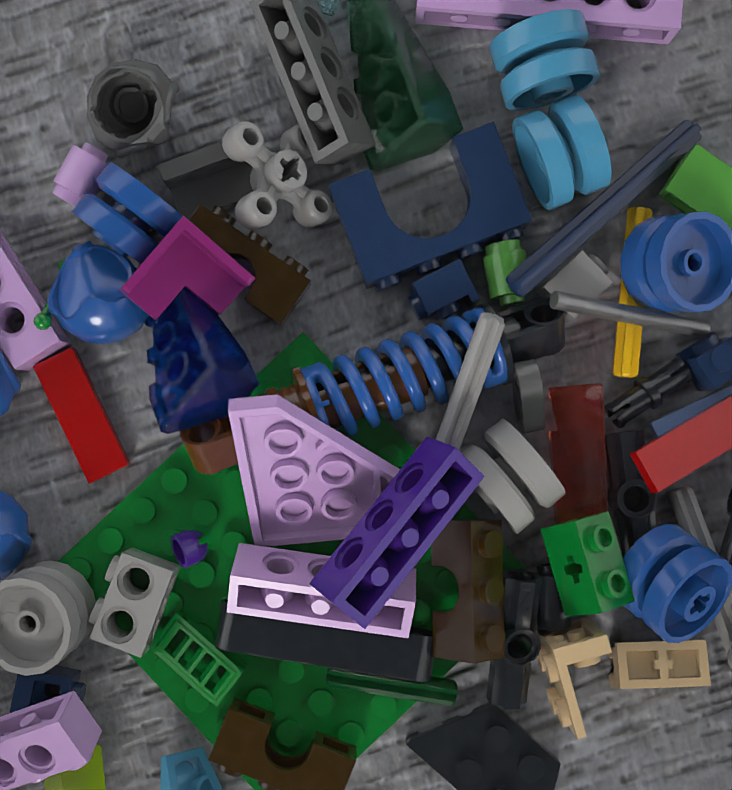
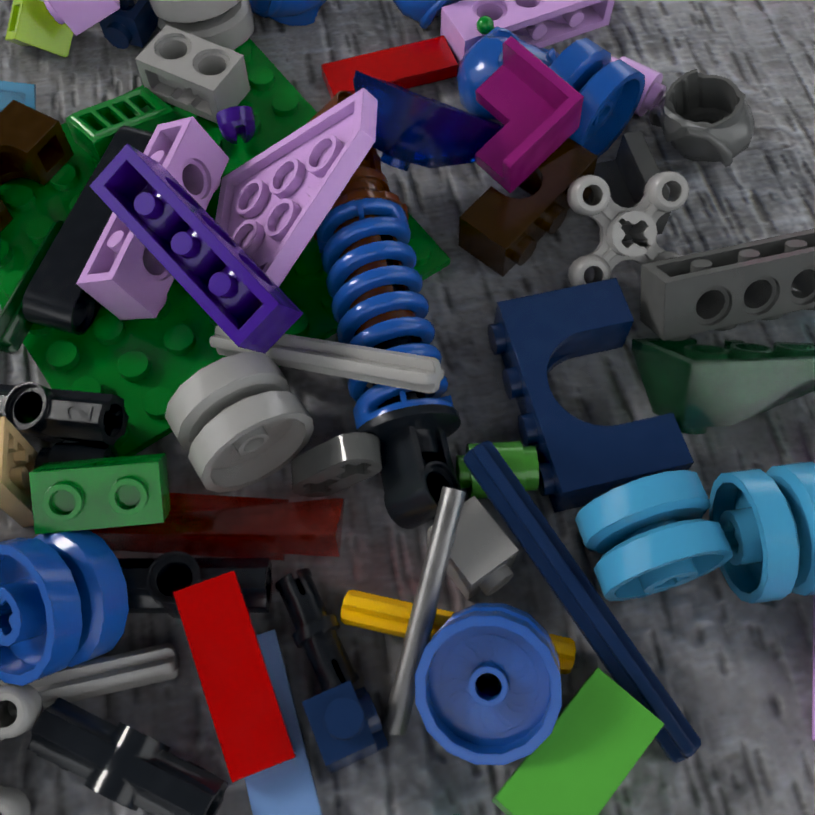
camera: 95 degrees right, 25 degrees down
(442, 291) = (481, 394): dark blue brick -> none
(475, 625) = (84, 356): dark brown arch -> none

